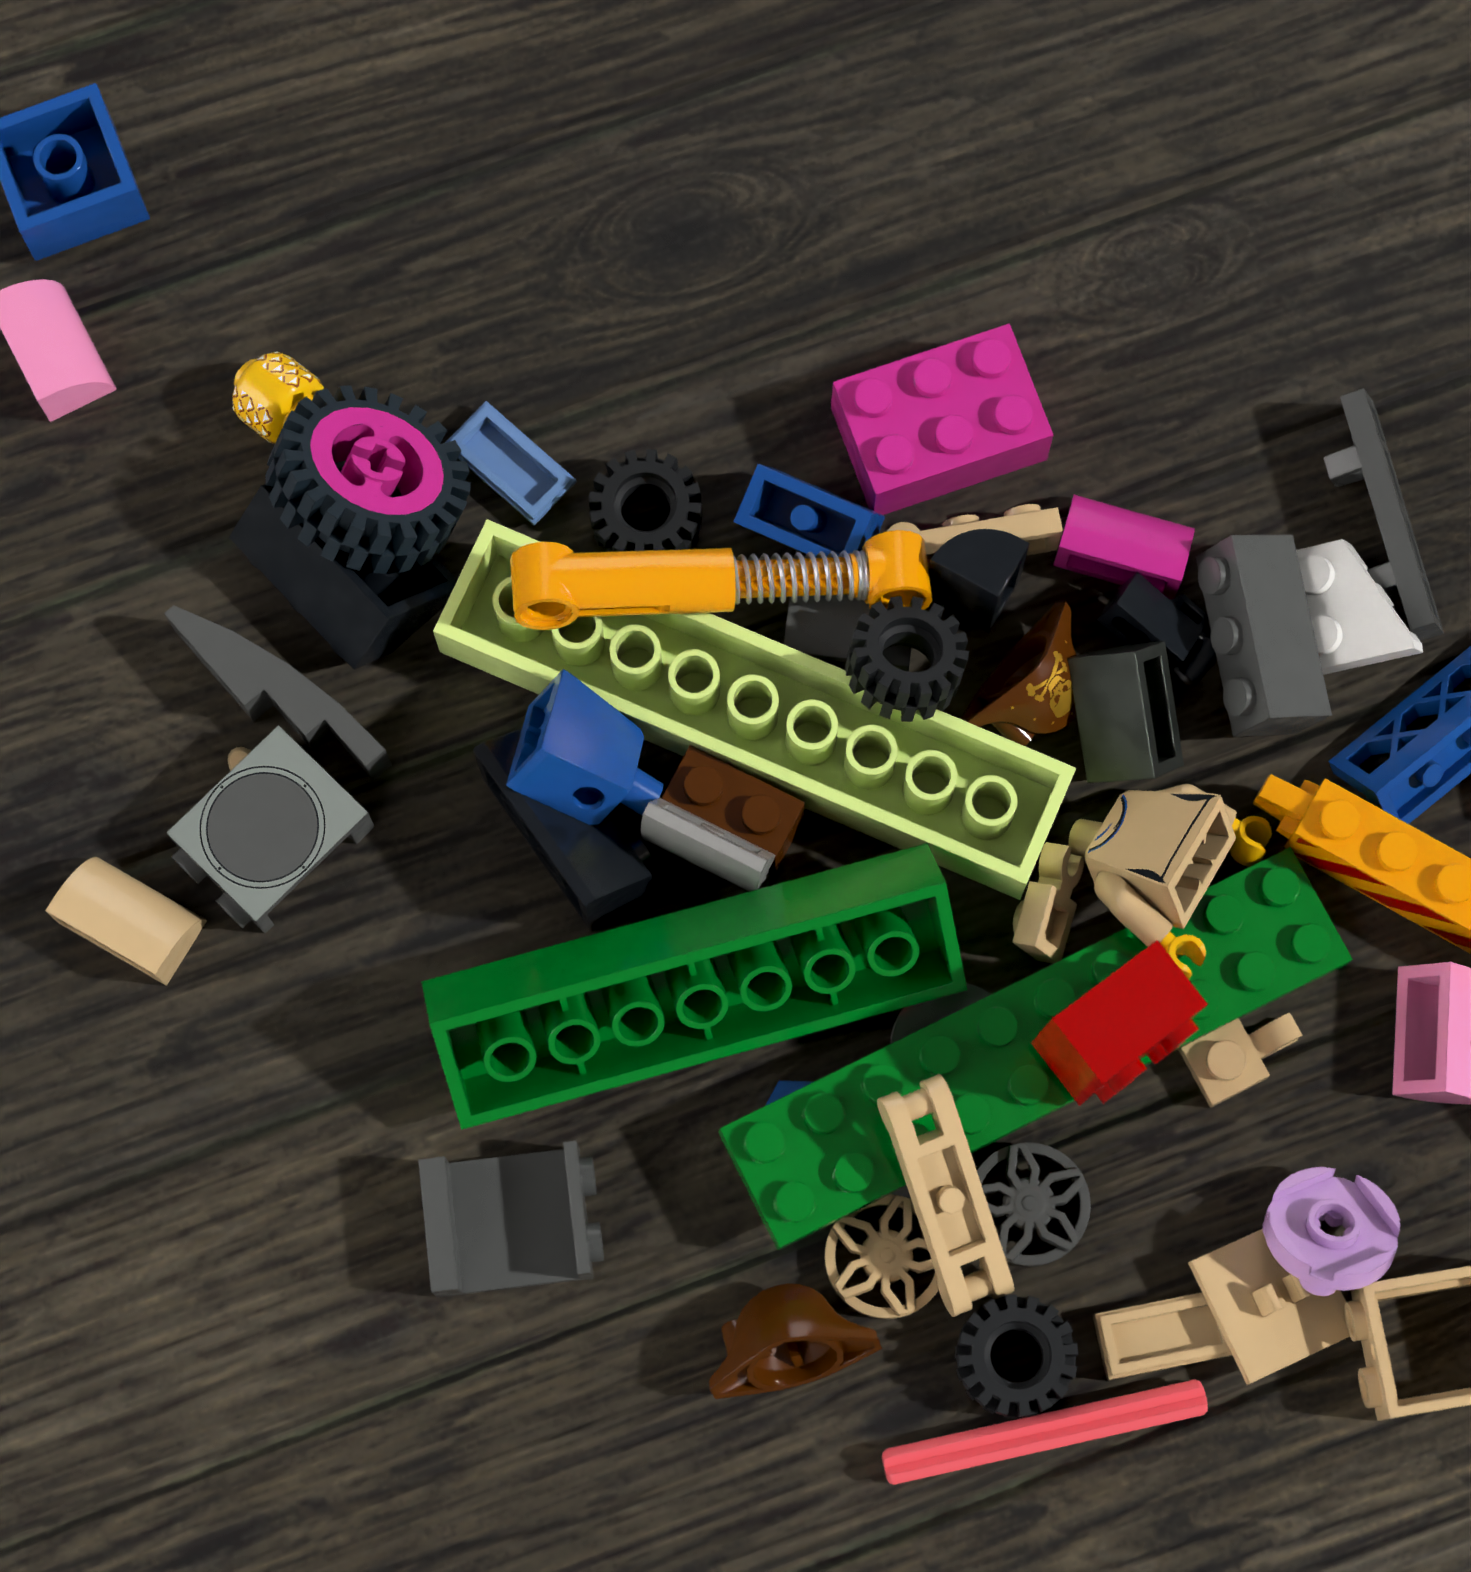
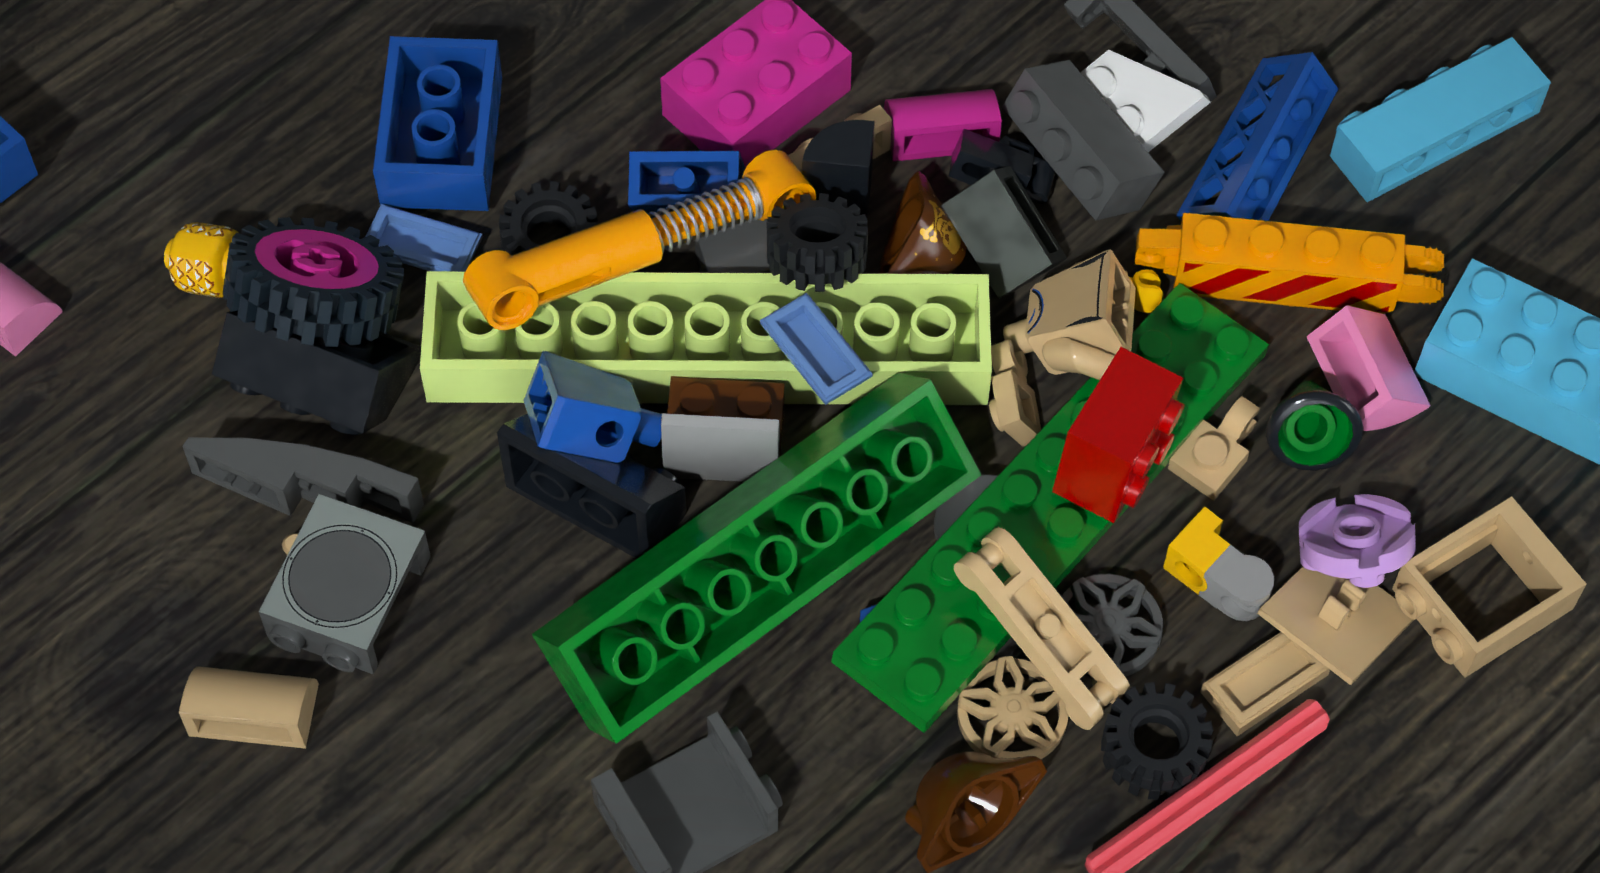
camera: 25 degrees left, 15 degrees down
(579, 334) = (438, 123): none -> blue brick
(849, 785) = (816, 348): none -> medium blue tile
(1177, 1213) = (1217, 570): none -> leg
(1351, 1076) = (1314, 428): none -> green hat

